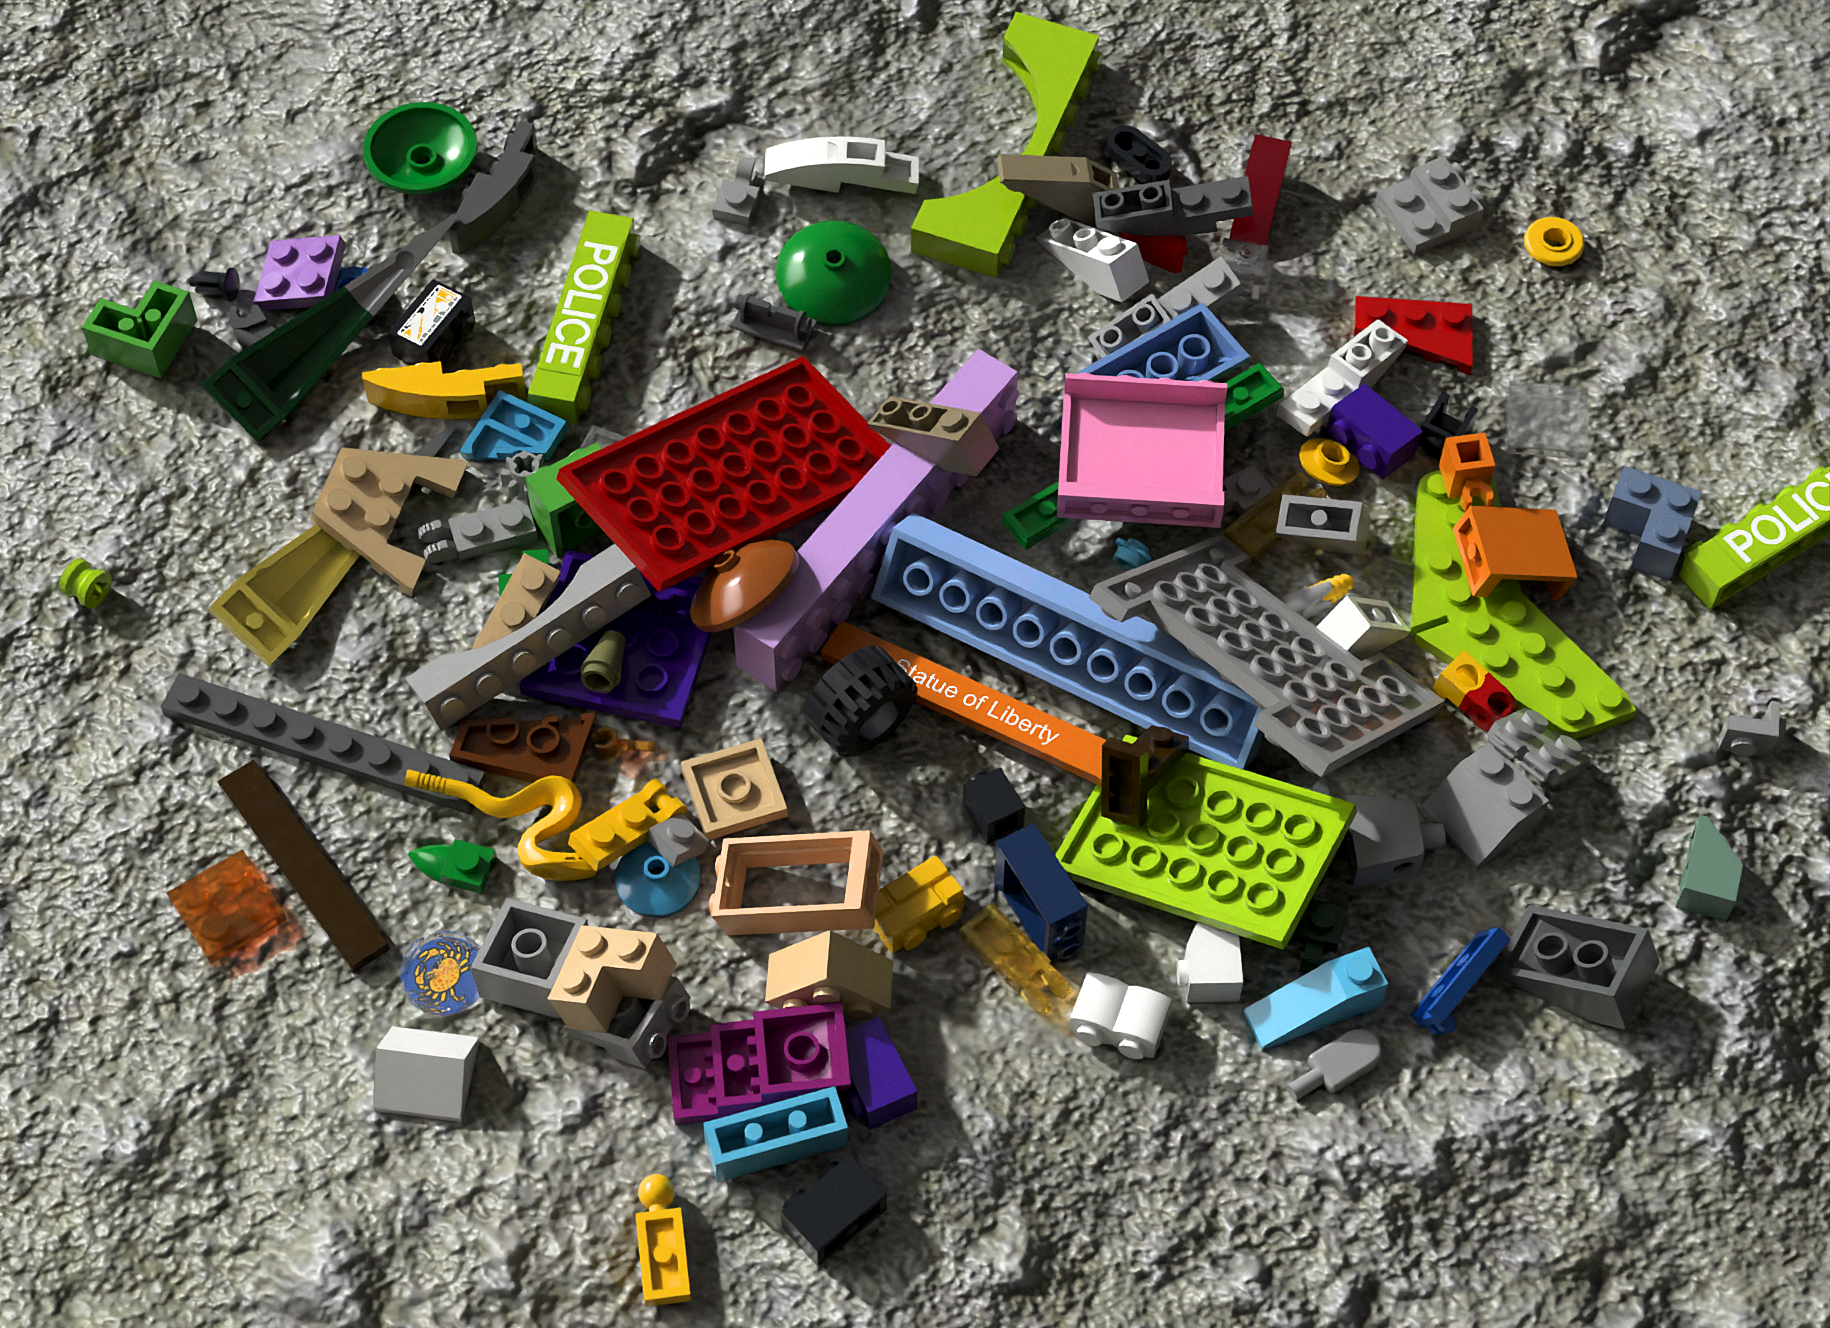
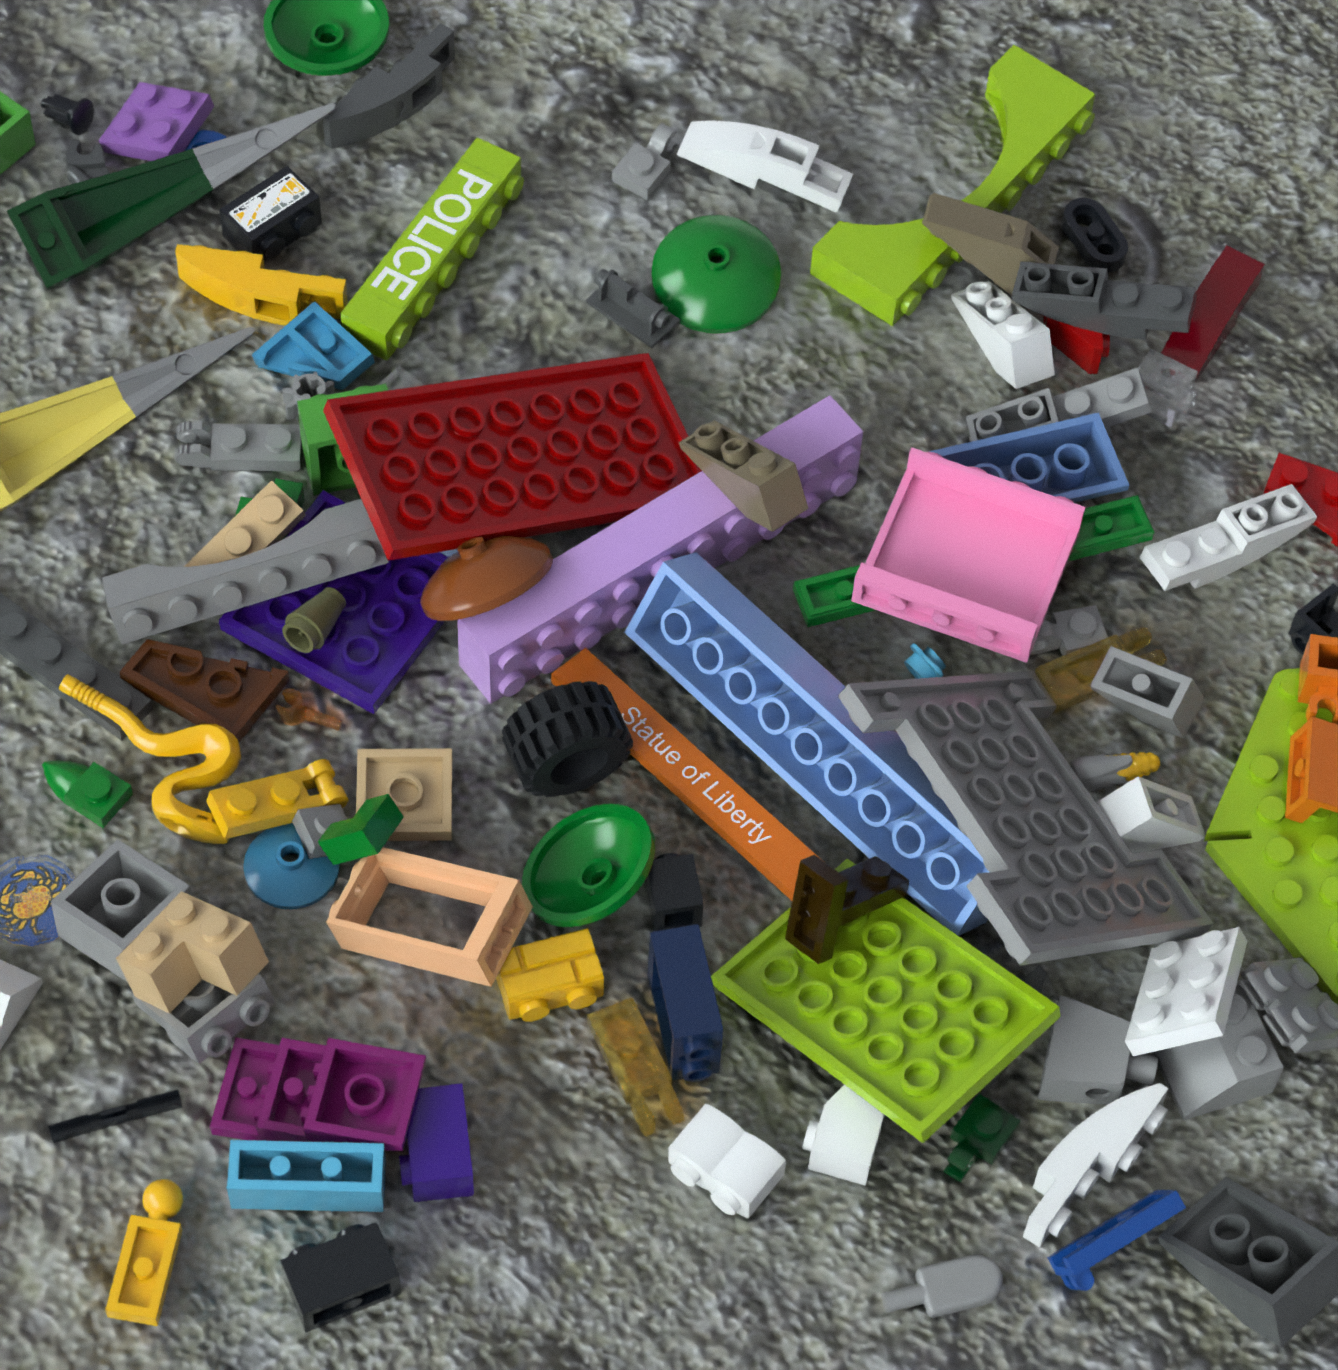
camera: 15 degrees right, 0 degrees up
(366, 499) = (136, 376): tan wing -> none
(586, 1135) = (114, 1116): none -> black piece
(718, 830) = (362, 834): none -> green piece
(830, 971) = (429, 1020): tan brick -> none
(917, 801) = (589, 865): none -> green dish
(1319, 999) = (950, 1209): medium azure slope -> none
(1337, 473) = (1176, 636): yellow piece -> none
(1373, 431) = (1242, 605): dark purple brick -> none
(1416, 918) = (1093, 1150): none -> white slope
(1449, 761) = (1186, 991): none -> white plate
(1475, 691) = (1246, 907): leg -> none

